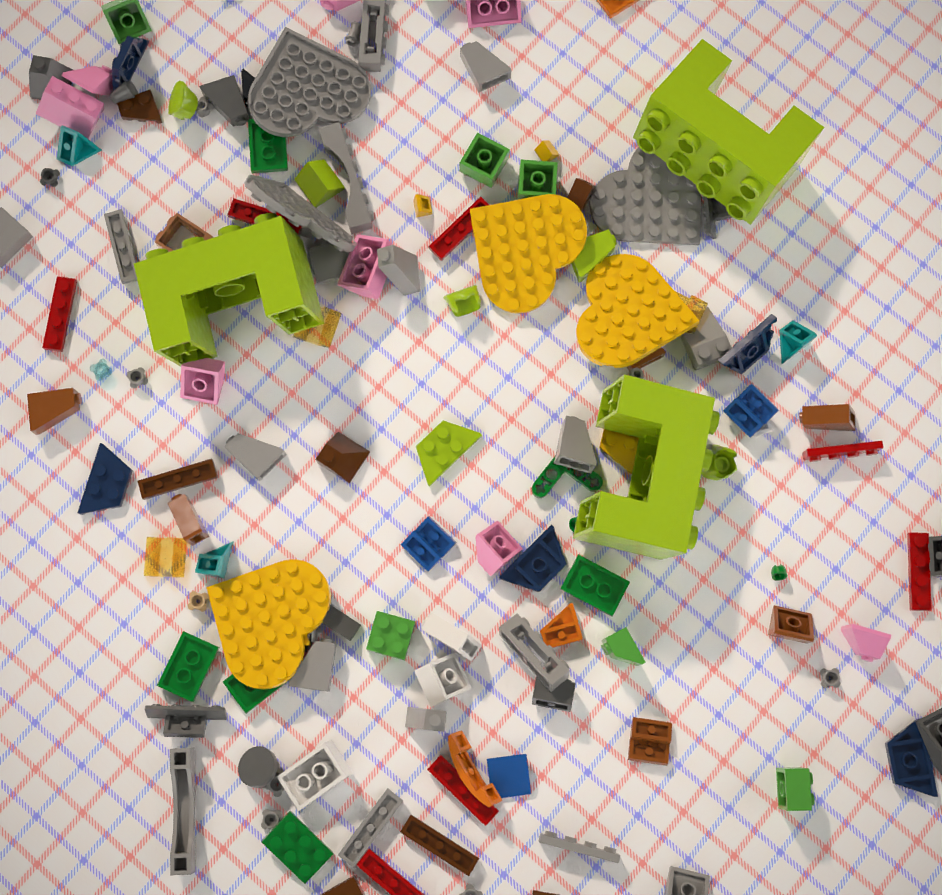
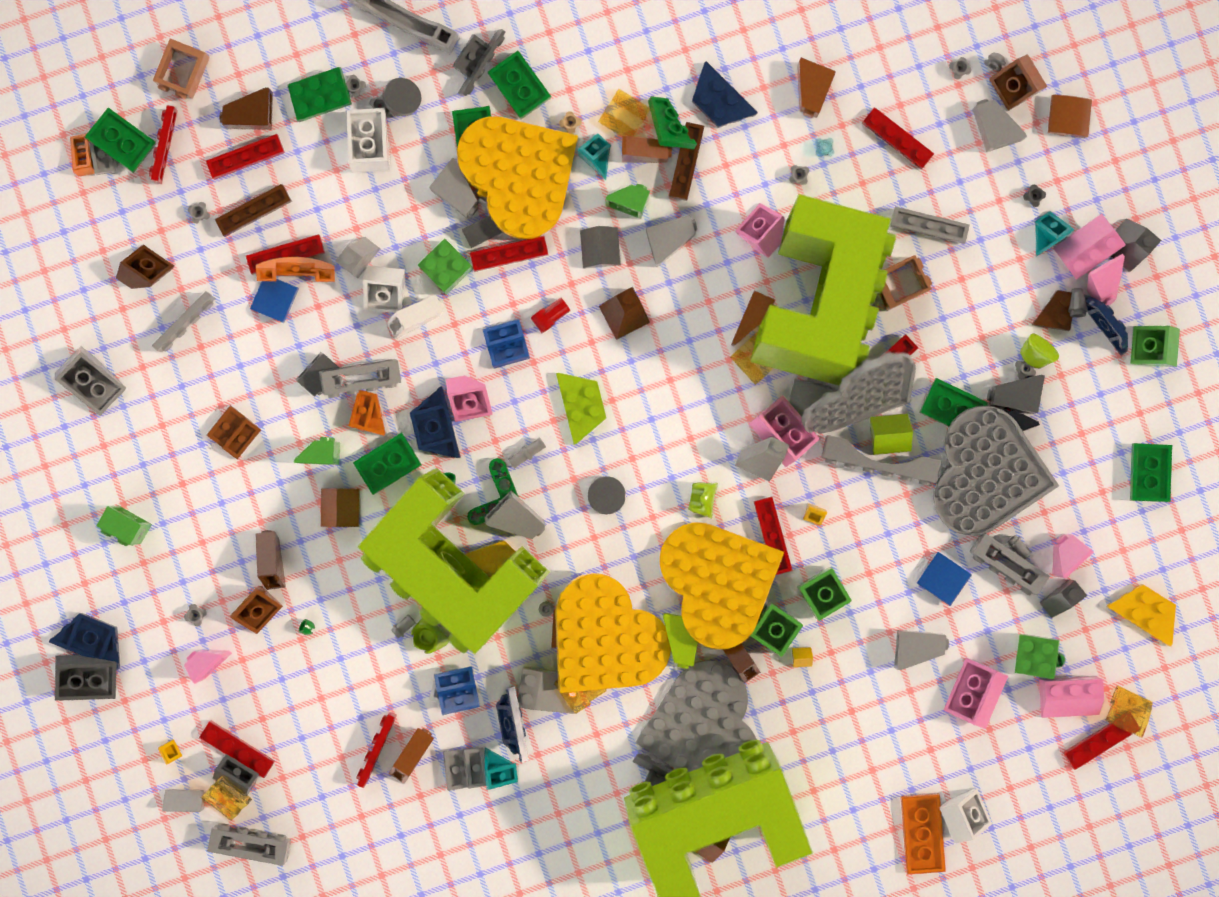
camera: 120 degrees right, 10 degrees up
(157, 507) = (667, 126): none -> green wing
(239, 503) = (629, 200): none -> bright green slope
(279, 346) = (753, 315): none -> dark orange slope
(296, 511) = (600, 247): none -> dark grey slope
(347, 586) = (509, 253): none -> red plate
(370, 827) = (300, 162): light grey plate -> none
(385, 521) = (546, 318): none -> red piece
(414, 77) = (944, 578): none -> blue slope
(509, 382) = (606, 495): none -> dark grey tile
(513, 470) = (527, 453): none -> light grey pin
(658, 605) = (340, 507): none -> dark orange slope
(725, 489) = (403, 626): none -> light grey pin
(741, 639) = (269, 560): none -> reddish brown slope
(810, 369) = (464, 768): none -> light grey slope

